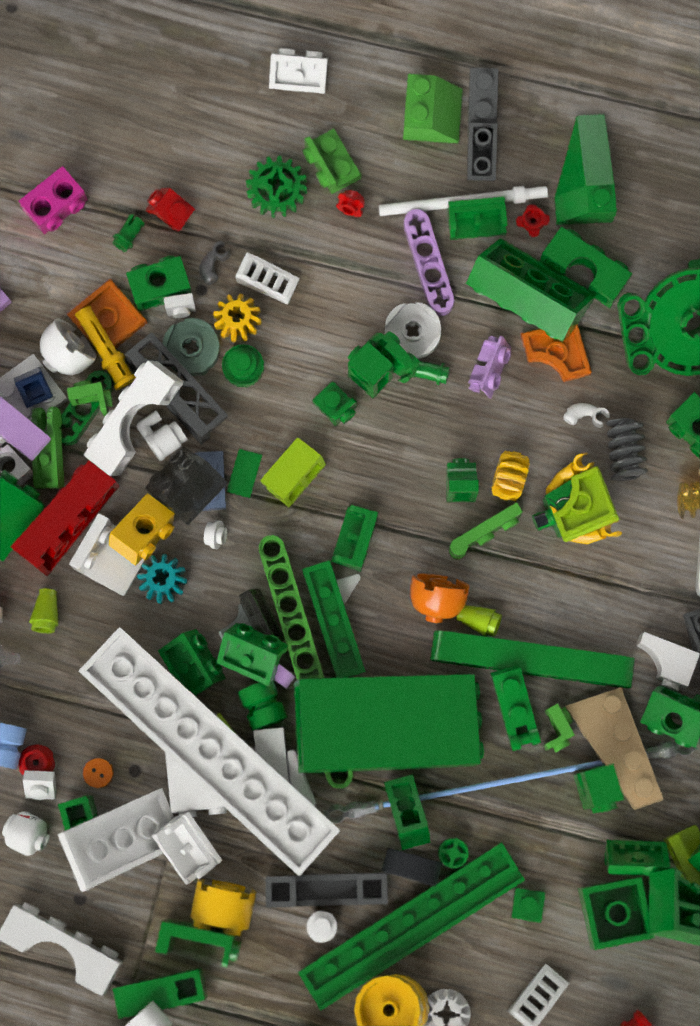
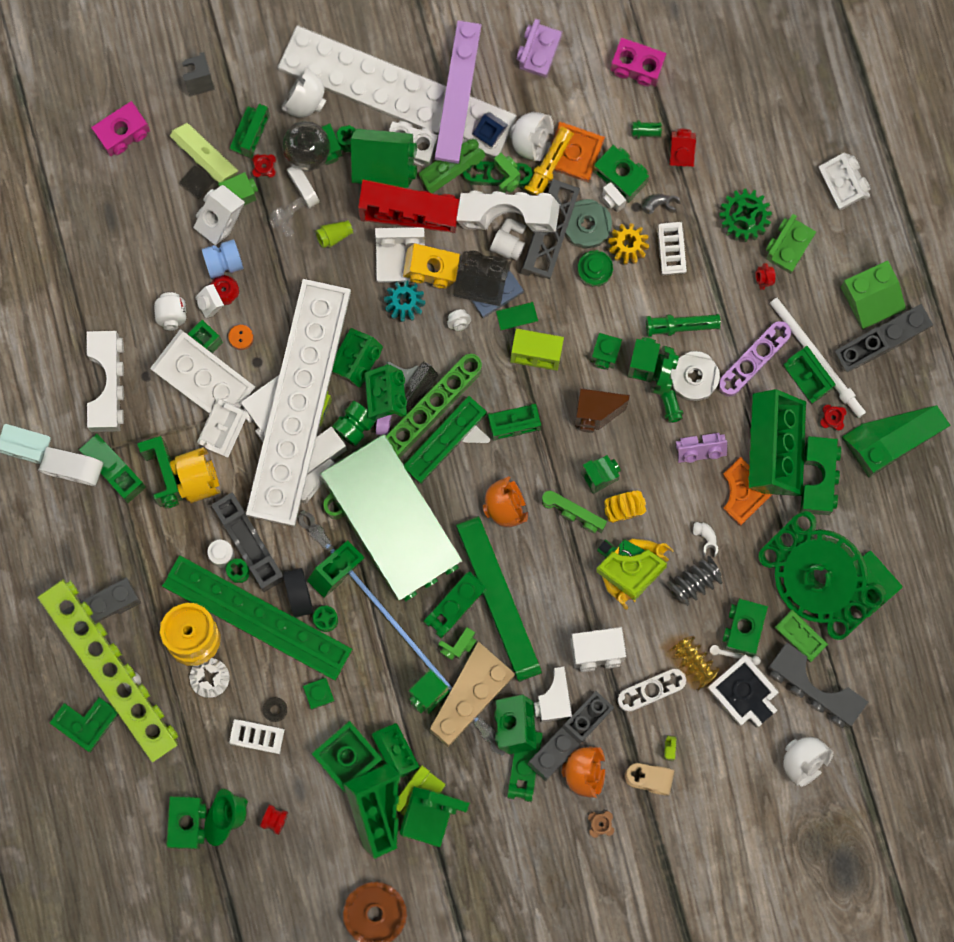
camera: 60 degrees right, 0 degrees up
(345, 926) = (230, 572): none -> green bush
(346, 323) = (670, 325): none -> green pin
(393, 446) = (598, 409): none -> reddish brown slope
(480, 619) = (506, 545): lime cone -> none
(529, 961) = (272, 702): none -> clear smoke plate
(645, 585) = (598, 648): none -> white brick

